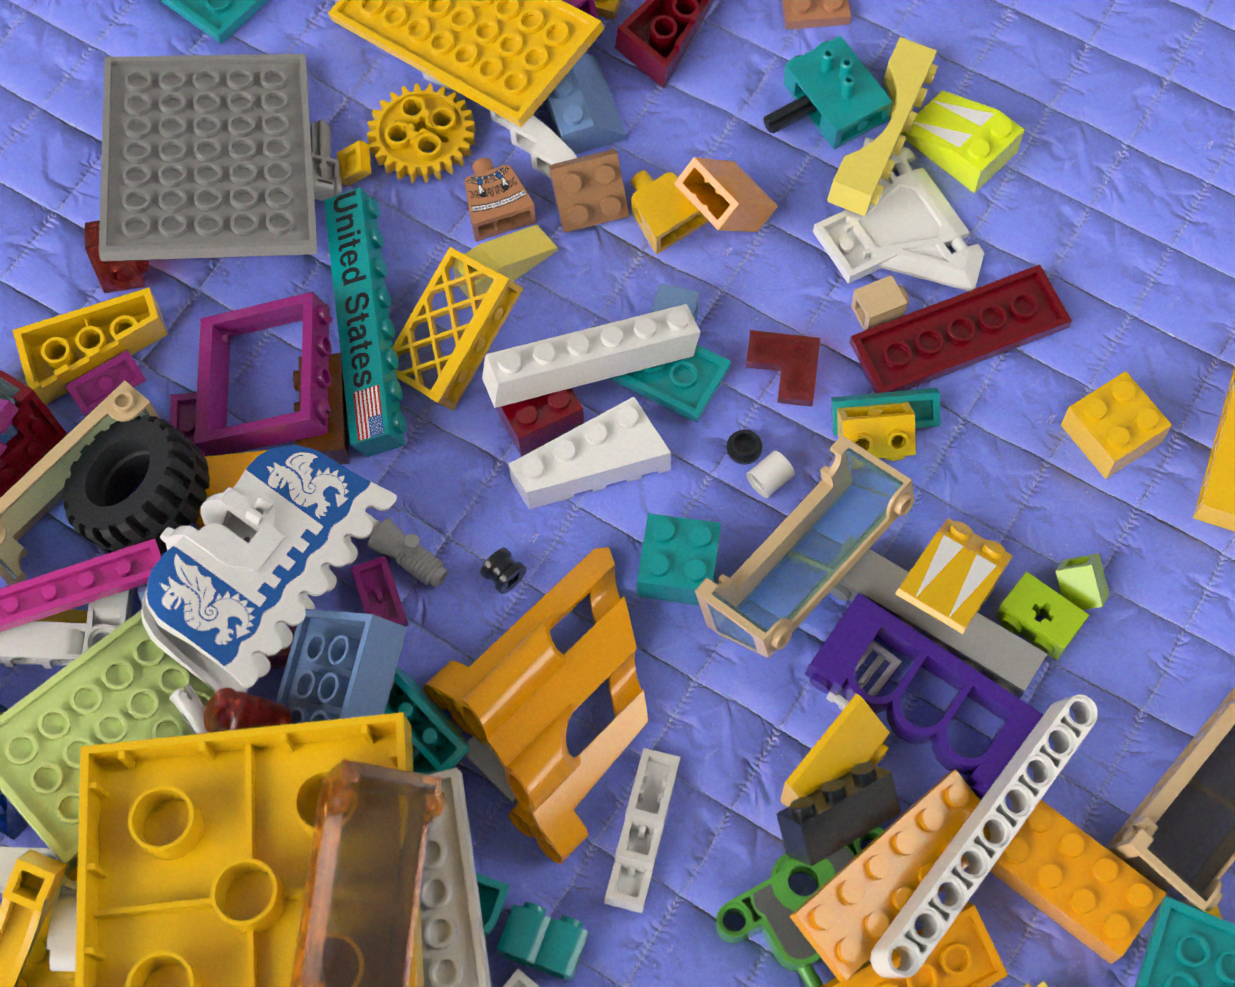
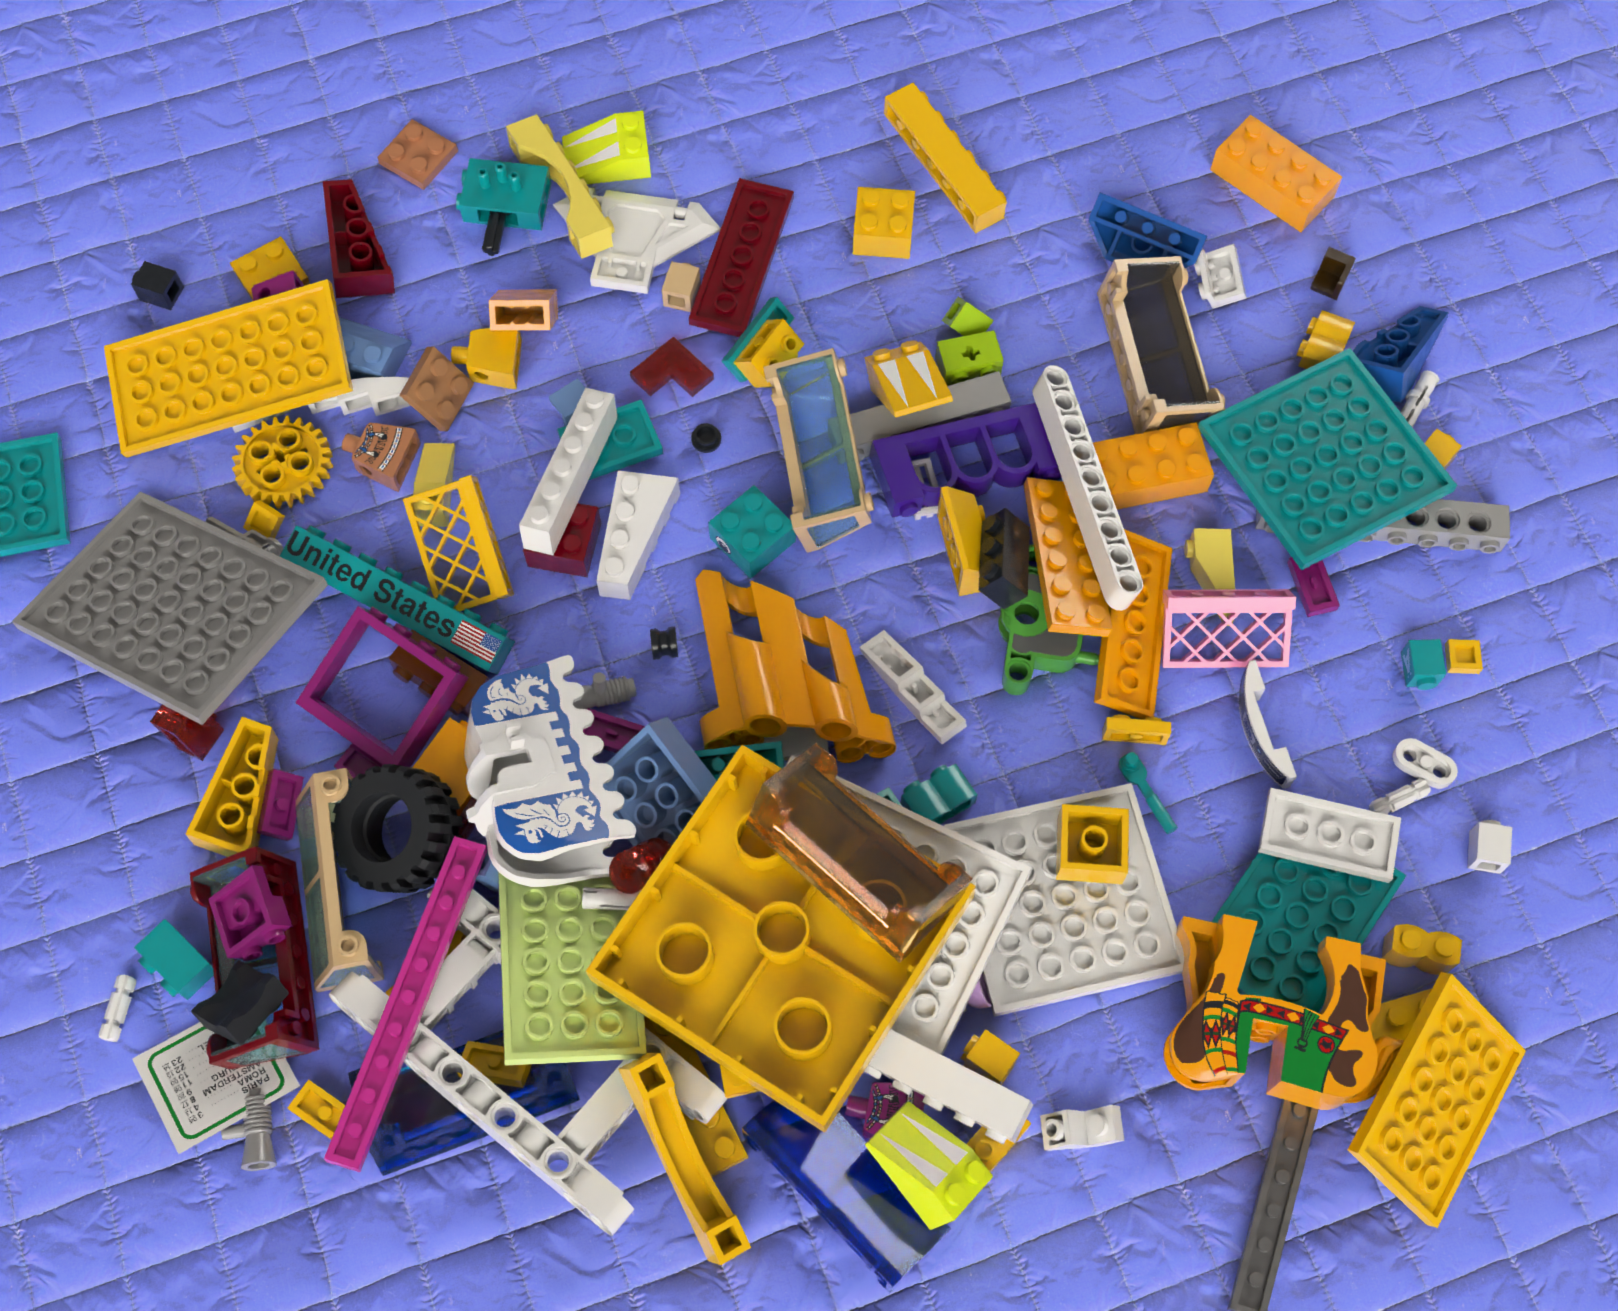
camera: 55 degrees left, 0 degrees up
(770, 474) = (740, 436): white beam -> none

